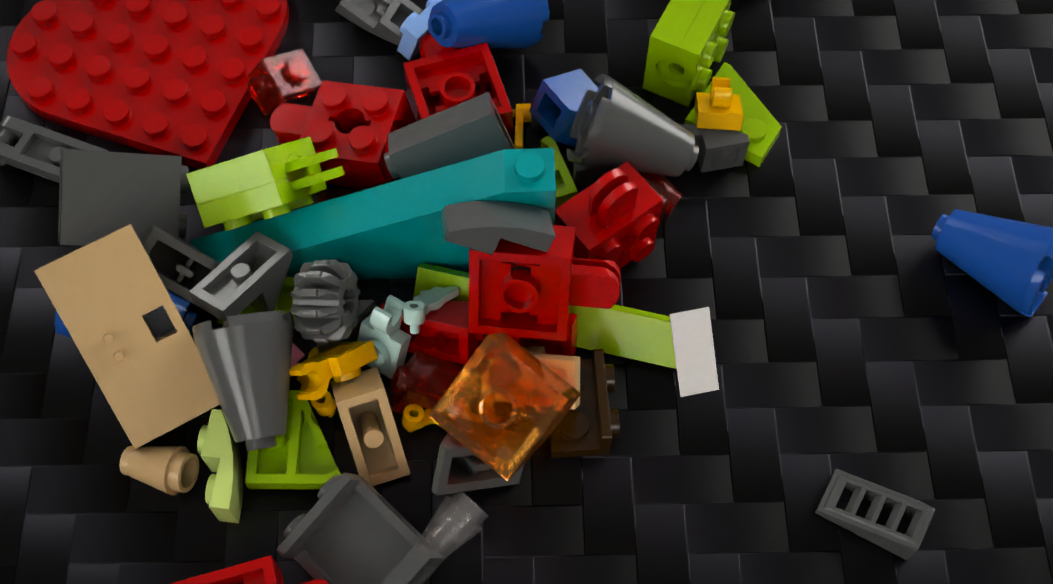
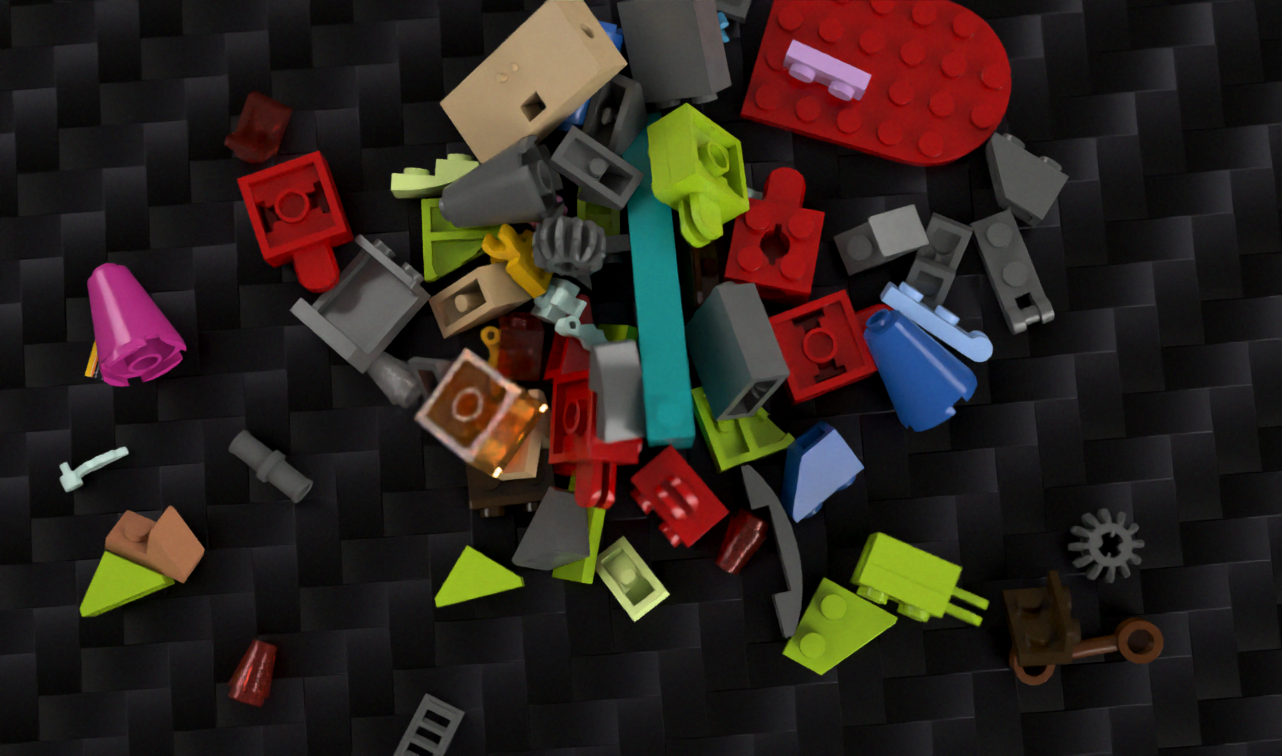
camera: 90 degrees right, 20 degrees up
(161, 467) = (434, 128): tan cone -> none
(177, 72) = (841, 78): none -> lavender plate
(281, 80) = (839, 172): clear red bracket -> none
(356, 48) = (881, 239): none -> dark grey slope
(522, 115) = (822, 412): yellow piece -> none
(623, 127) = (766, 513): dark grey cone -> none
(640, 349) = (555, 533): none -> dark grey slope
(687, 445) = (476, 577): none -> lime slope
(693, 279) = (629, 579): none -> yellowish green slope
(694, 351) = (563, 584): white sticker -> none
(719, 108) = (820, 606): yellow tile -> none

